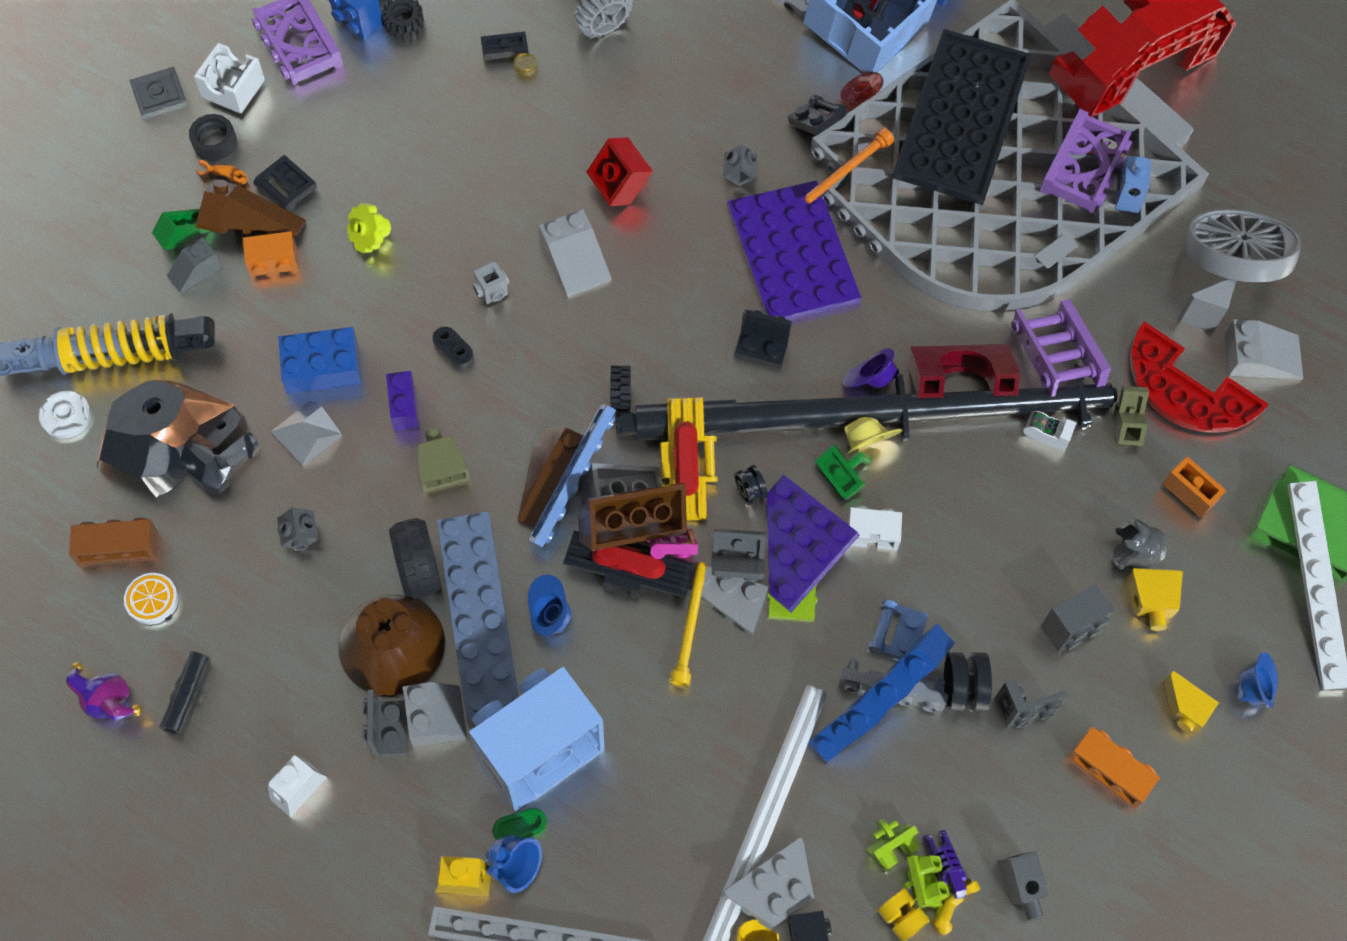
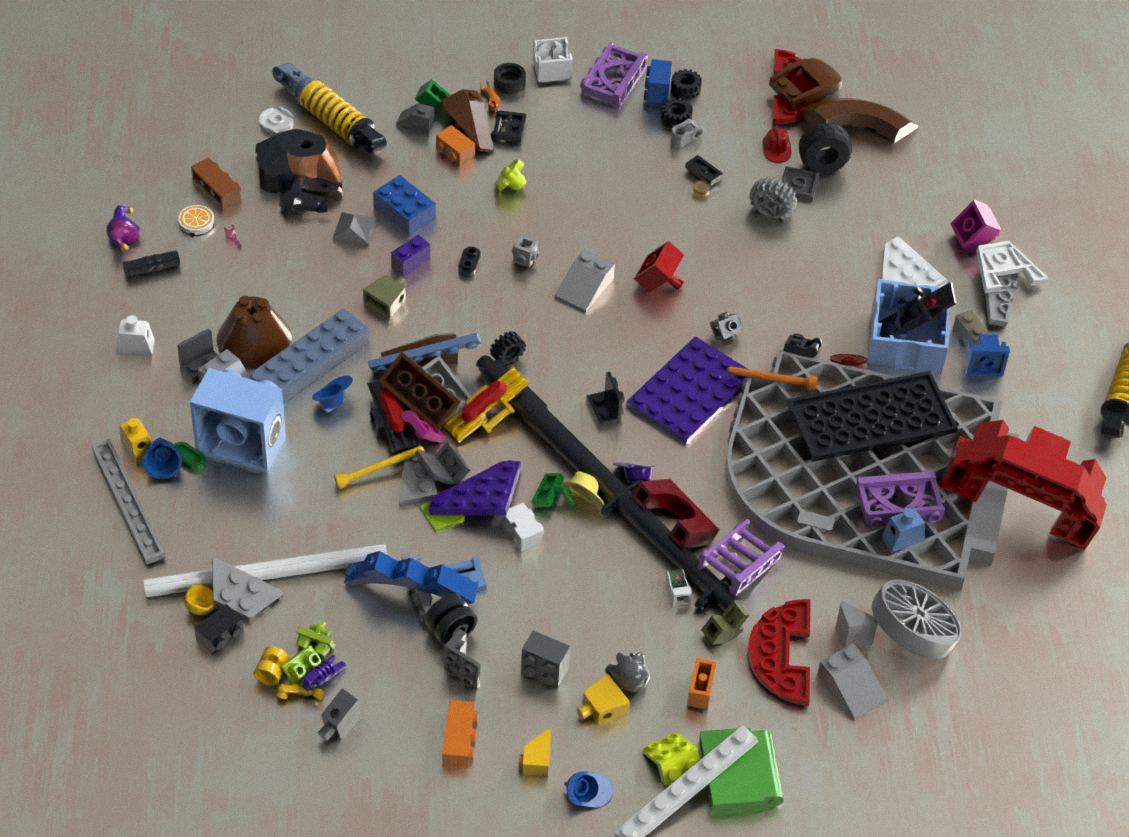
camera: 55 degrees right, 15 degrees down
(158, 93) = (517, 40): dark grey tile -> none
(209, 573) = (231, 234): none -> clear pink hand
(297, 529) = (288, 254): dark grey brick -> none
(415, 558) = (309, 308): black tyre -> none
(439, 29) = (685, 133): none -> light grey piece
(751, 484) = (498, 447): black wheel -> none
(1261, 572) = (673, 756): none -> neon yellow bracket

